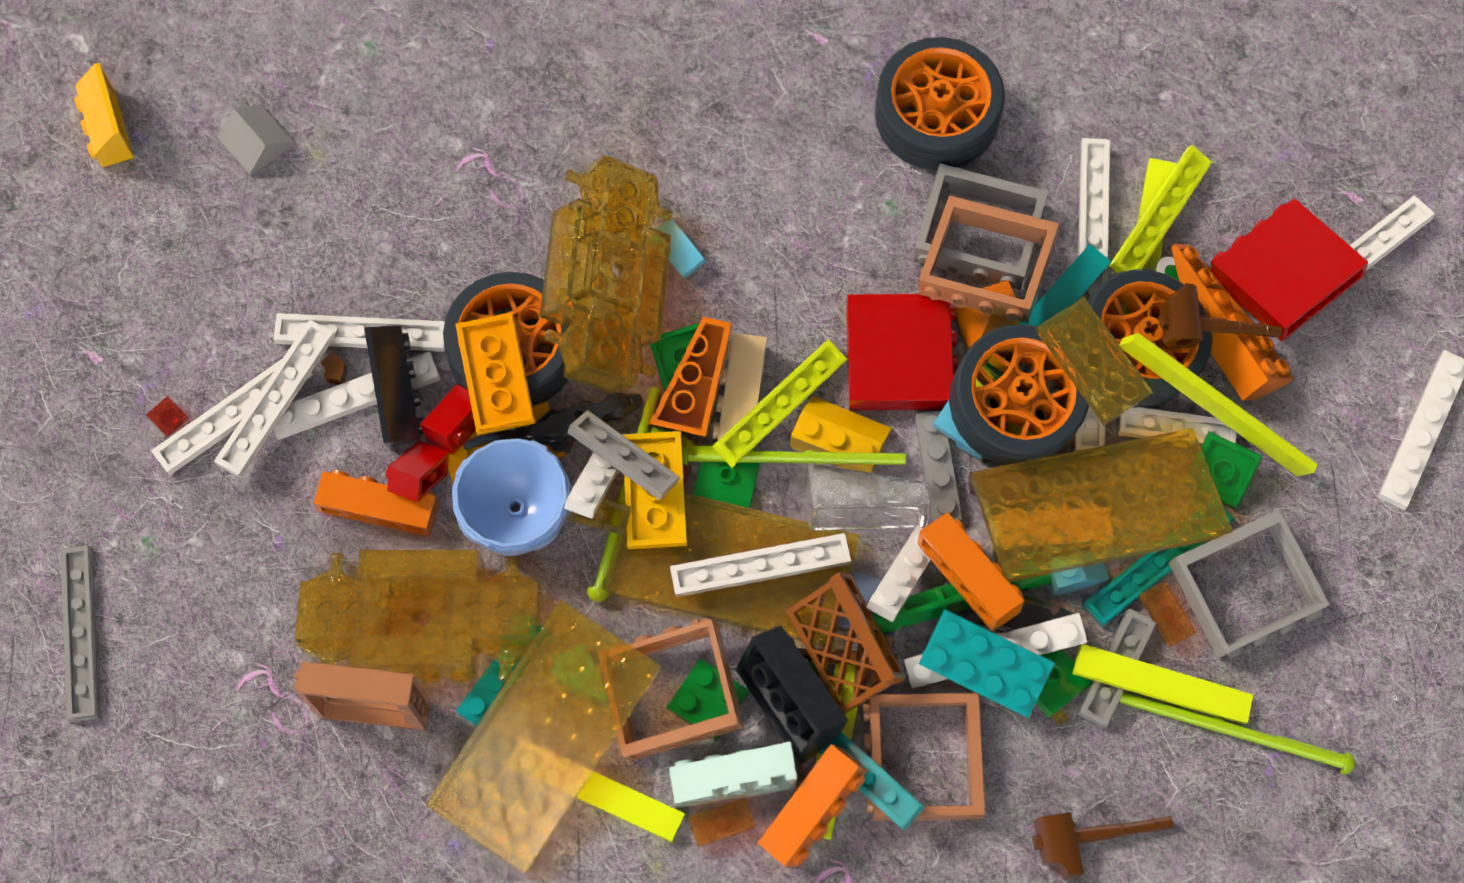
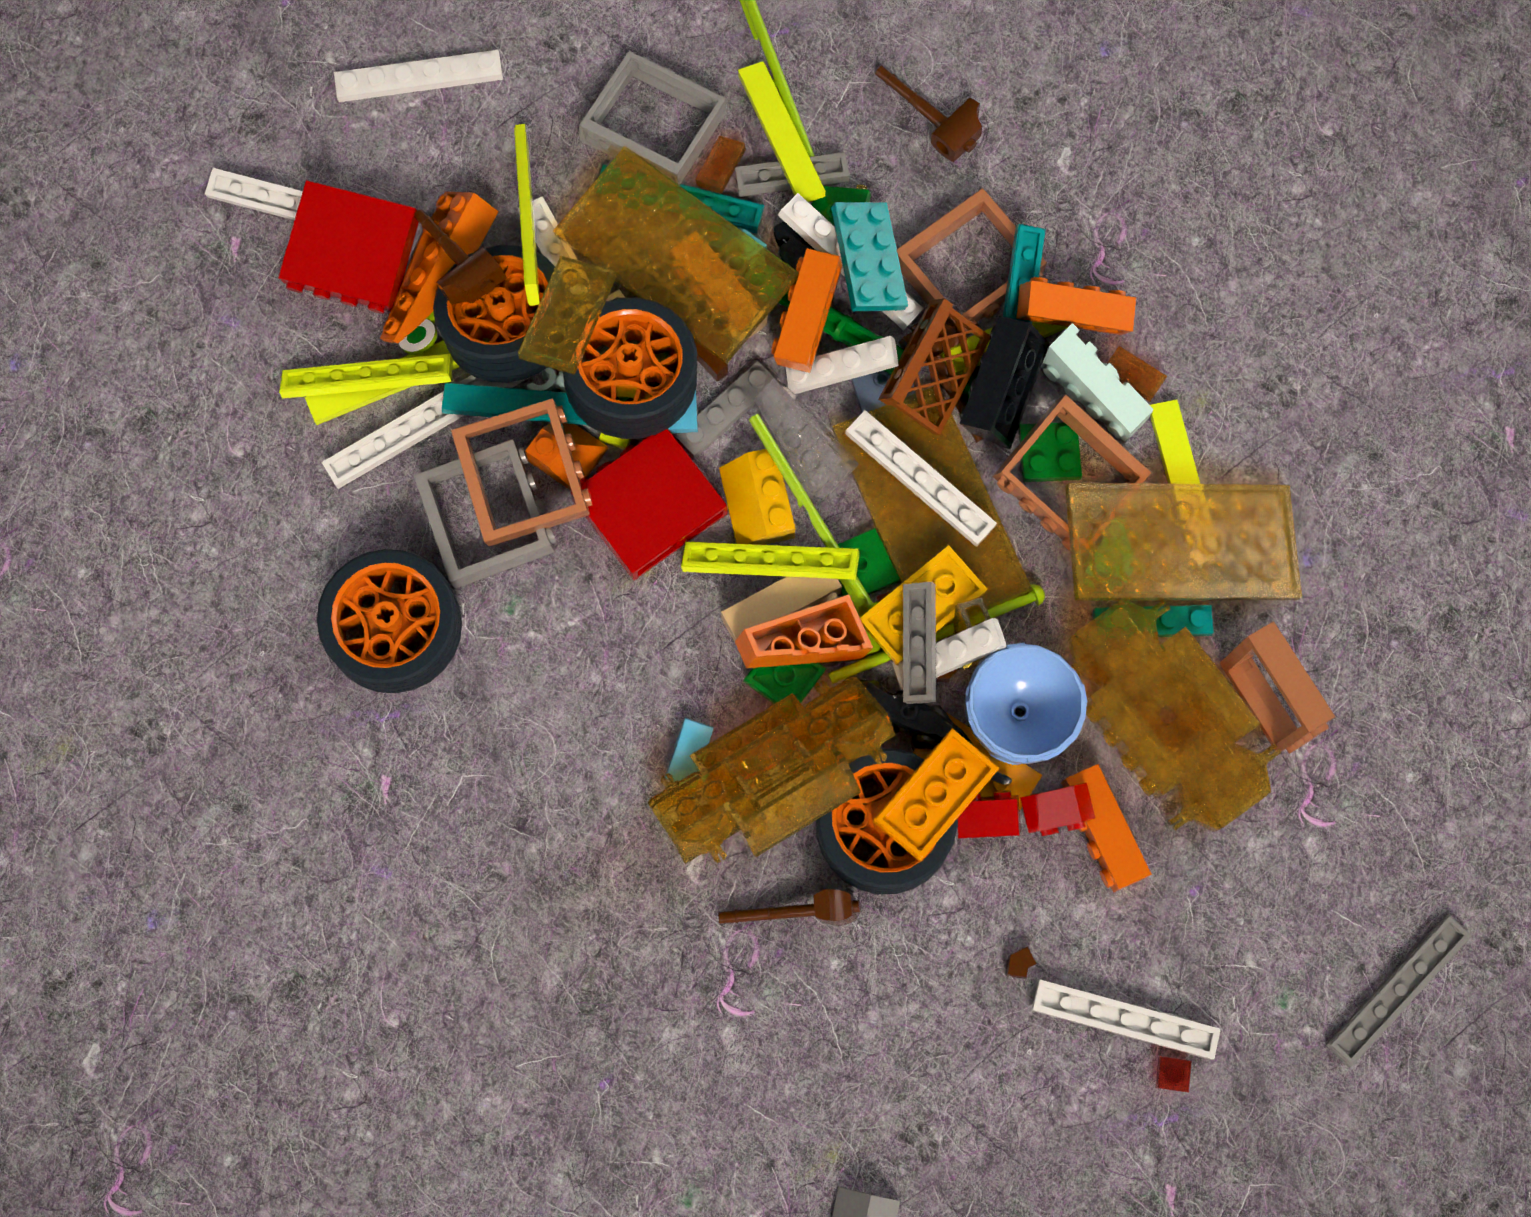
camera: 130 degrees left, 5 degrees up
(274, 398) = (1090, 984): white plate -> none
(345, 399) = (1028, 929): white plate -> none
(349, 331) = (971, 968): white plate -> none
(393, 385) = (1004, 885): black slope -> none
(480, 249) = (829, 906): none -> reddish brown piece
(1230, 467) = (561, 189): green plate -> none

